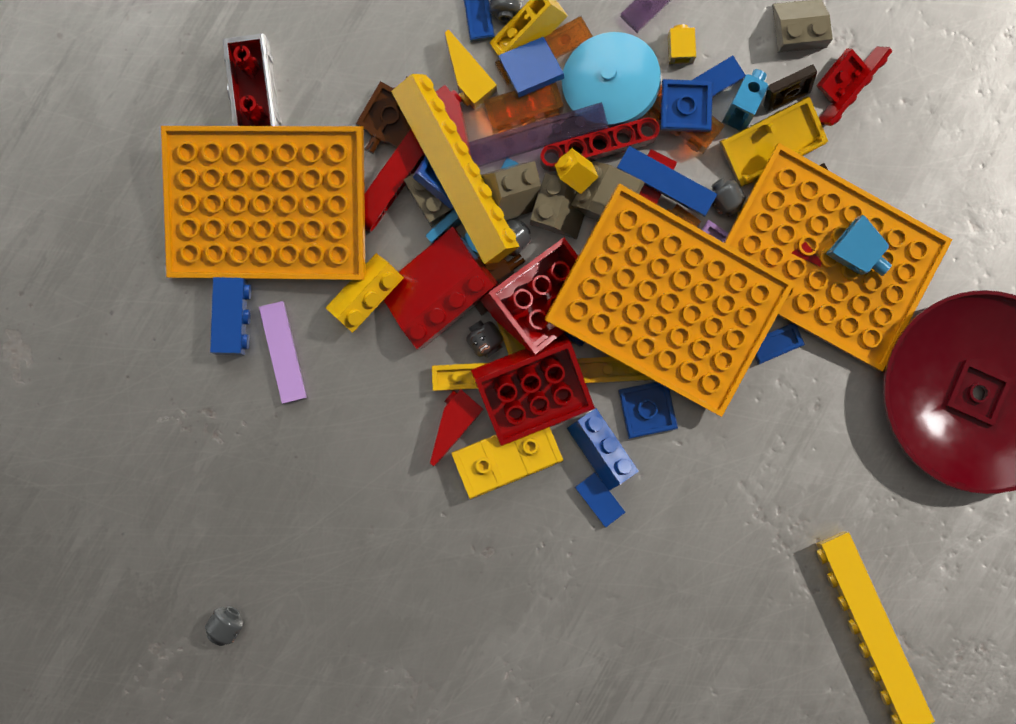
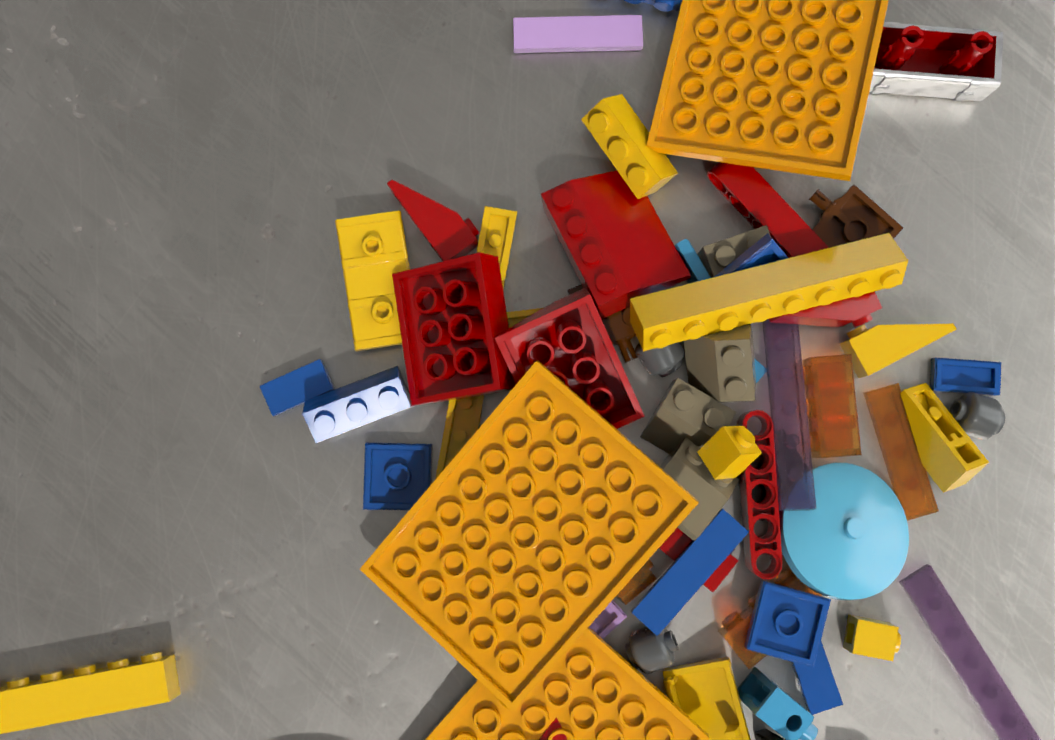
camera: 110 degrees right, 0 degrees up
(484, 339) = (535, 286): dark grey head -> none
(531, 67) = (883, 427): tile -> none
(779, 343) = (443, 672): blue tile -> none

